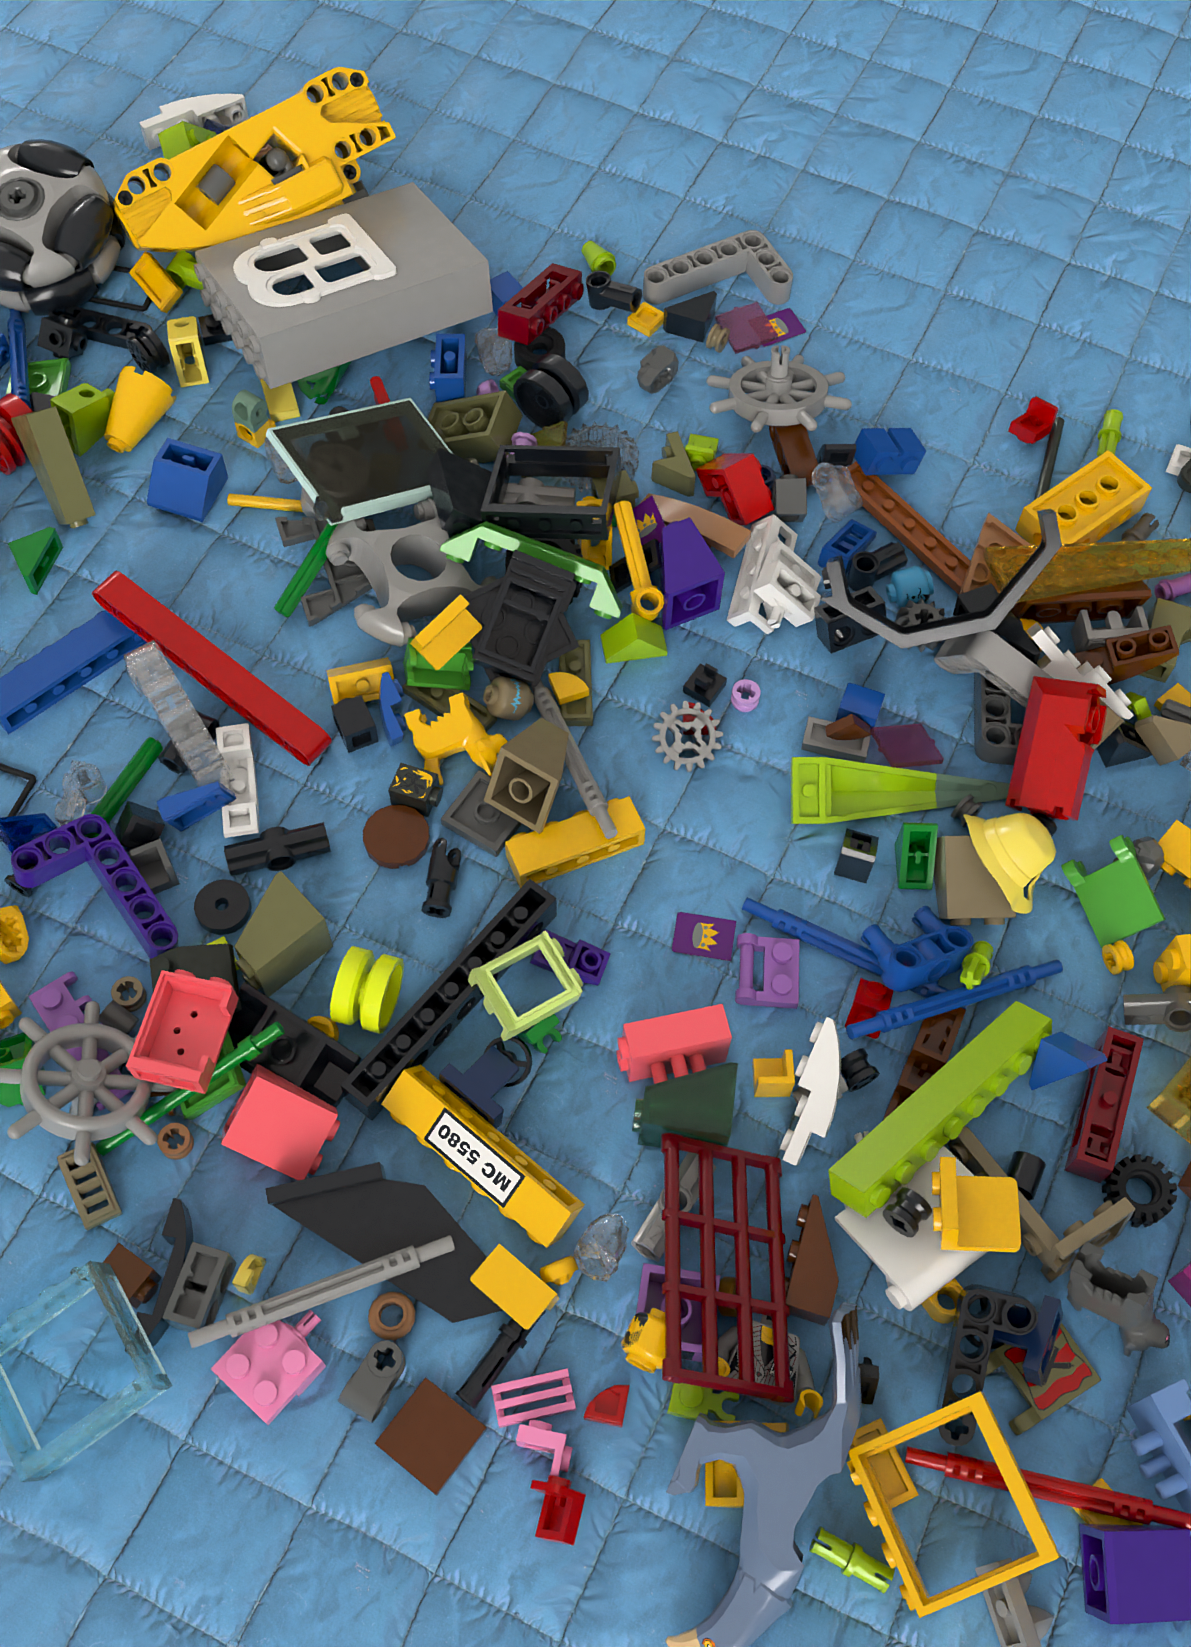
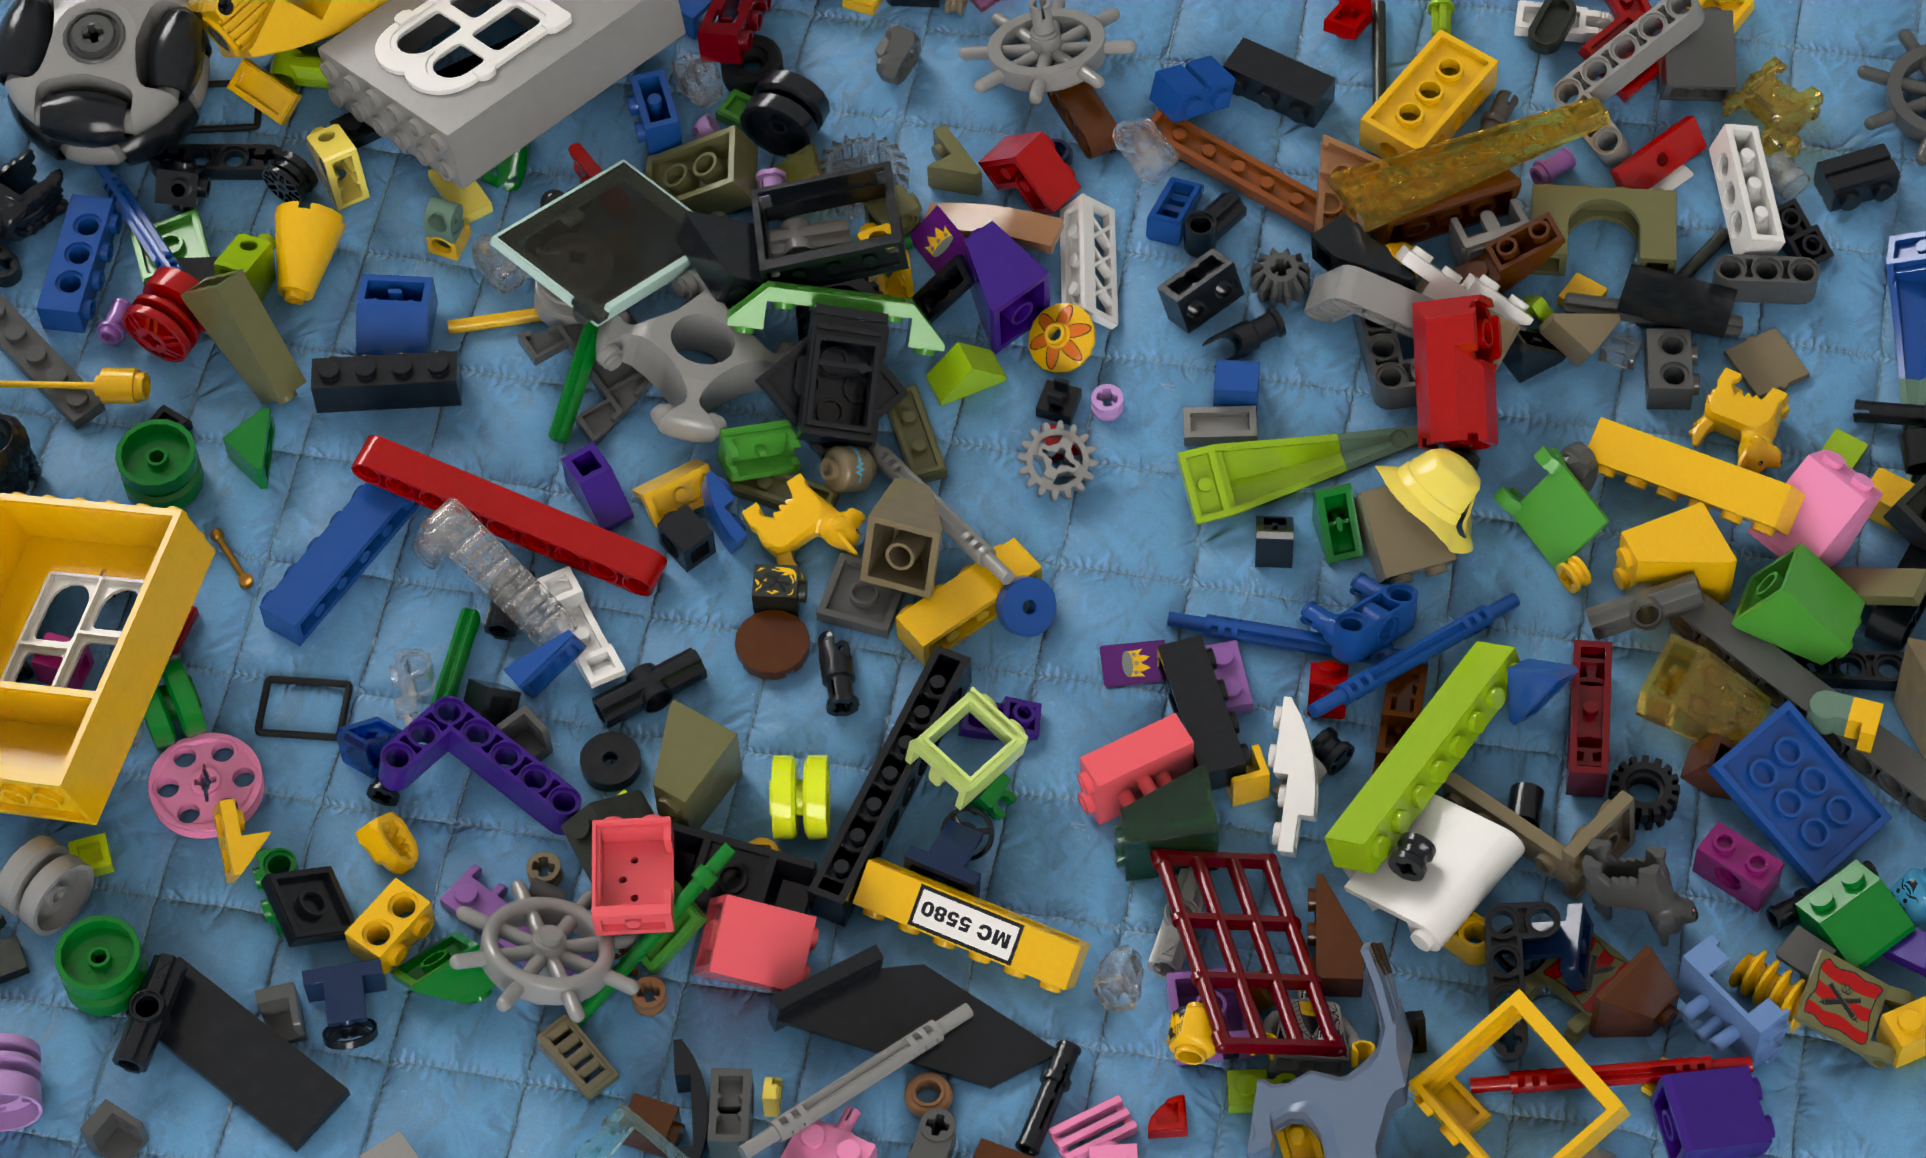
camera: 10 degrees left, 5 degrees down
(159, 530) = (386, 381): none -> black brick
(294, 662) = (596, 487): none -> dark purple slope
(446, 633) = (762, 414): yellow panel -> none
(514, 1287) = (1044, 1033): yellow panel -> none
(559, 1271) = (1083, 1010): yellow tile -> none
(567, 687) = (909, 441): yellow tile -> none
(632, 870) = (1040, 612): none -> blue piece
(636, 563) = (946, 286): yellow axle -> none
(701, 449) = (977, 138): lime bracket -> none
(732, 636) = (1073, 345): none -> yellow dish
(749, 1003) = (1201, 707): none -> black brick
(788, 586) = (1121, 271): white plate -> none
(789, 498) = (1095, 170): dark grey brick -> none
(836, 454) = (1134, 107): black slope -> none
(848, 728) = (1229, 409): reddish brown tile -> none
(882, 667) = (1250, 334): none -> black piece
(906, 745) = (1297, 412): clear pink piece -> none
(908, 585) = (1256, 236): dark azure head -> none
(951, 627) = (1267, 293): panel -> none
(962, 464) = (1280, 82): none -> black brick
(968, 807) = (1378, 458): dark grey bush -> none
(975, 1211) = (1476, 837): yellow bracket -> none
(976, 964) = (1427, 616): lime axle -> none
(1092, 1417) = (1636, 1000): none -> reddish brown slope

